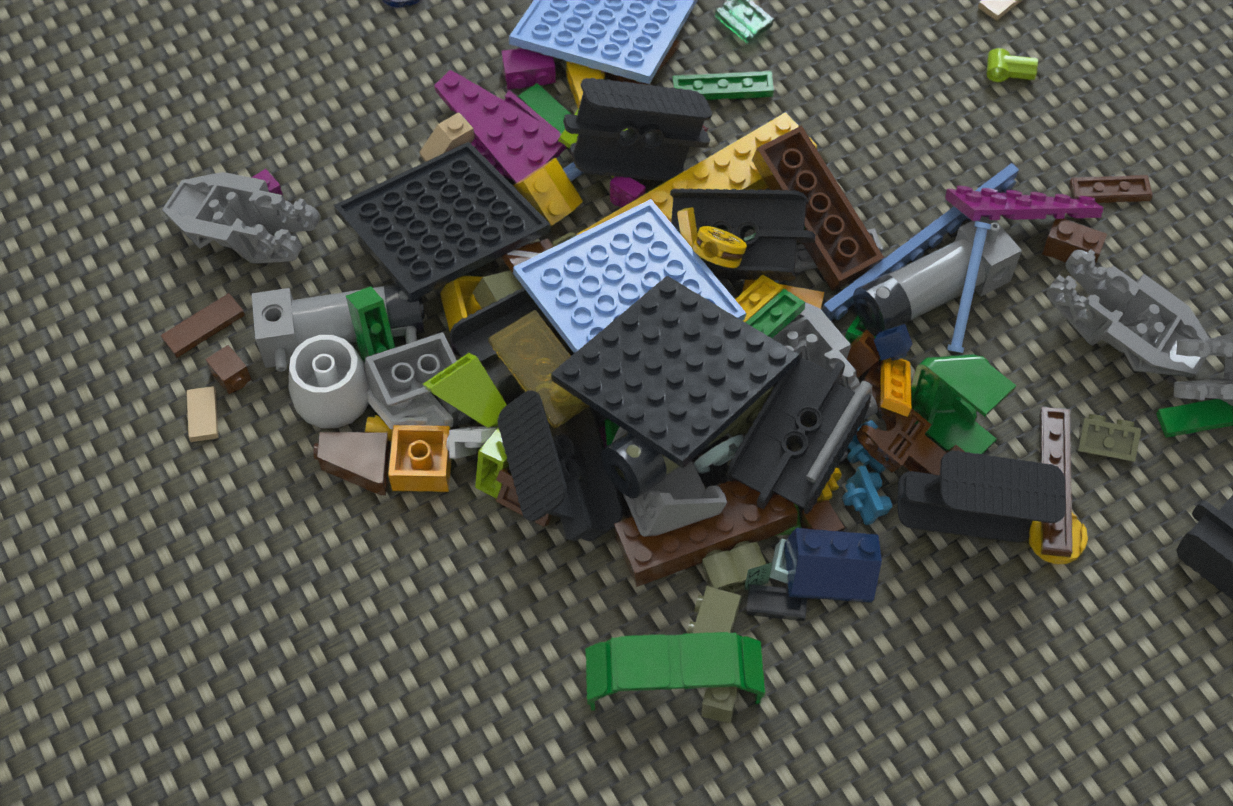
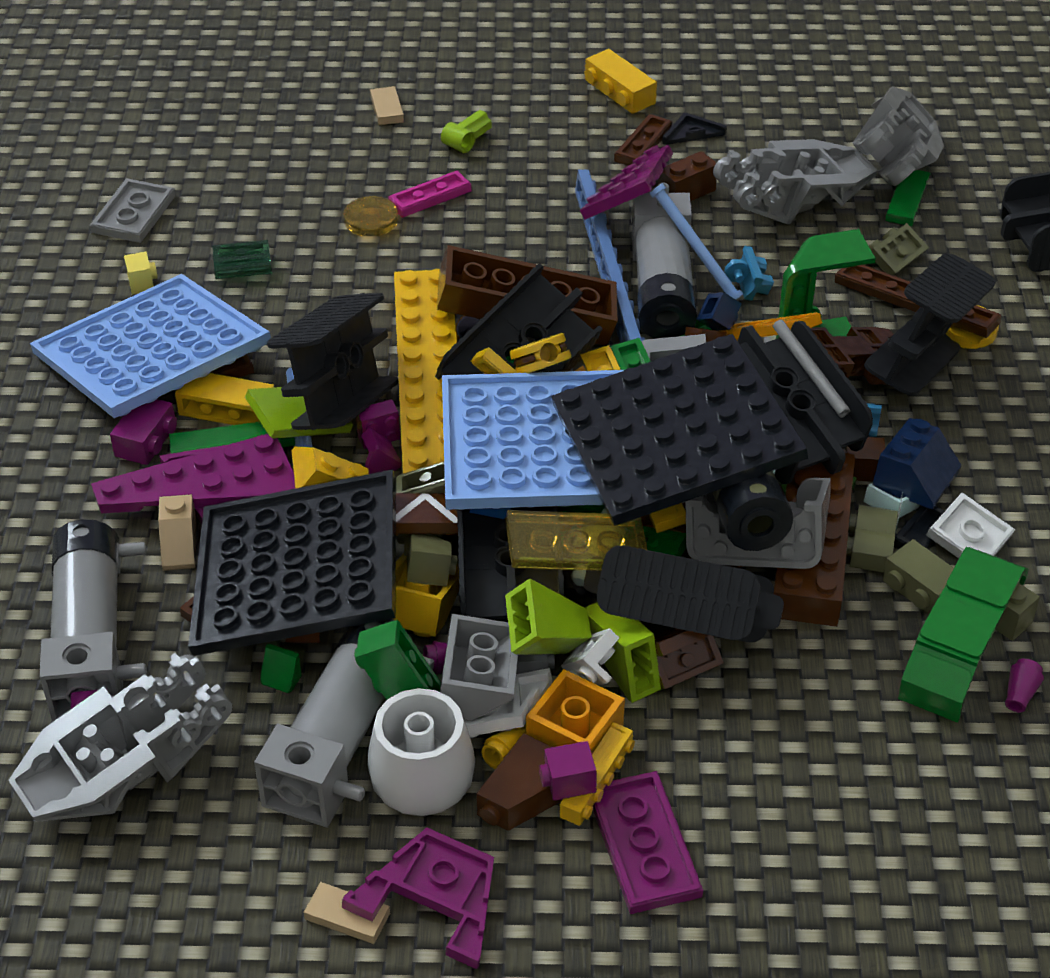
camera: 60 degrees left, 15 degrees down
(202, 325) = (220, 862): reddish brown tile -> none
(228, 369) = (312, 855): reddish brown brick -> none
(254, 452) = (441, 877): none -> magenta wing
(317, 147) = (84, 615): none -> light grey piece
(355, 553) = (646, 844): none -> magenta tile
(358, 474) = (569, 770): none -> magenta brick
(369, 270) = (280, 668): none -> green slope
(384, 494) = (607, 758): none -> yellow piece
(600, 208) = (381, 453): none -> magenta tile
(648, 739) = (1023, 682): none -> magenta cone
(728, 84) = (325, 287): plate -> none
(793, 637) = (969, 525): none -> white tile
(859, 64) = (370, 216): none -> clear yellow tile
(918, 85) = (430, 193): none -> dark pink tile
(1000, 340) = (749, 274): none -> dark azure hips
(1157, 213) = (692, 128): none -> black tile
(1171, 132) = (620, 81): none -> yellow brick

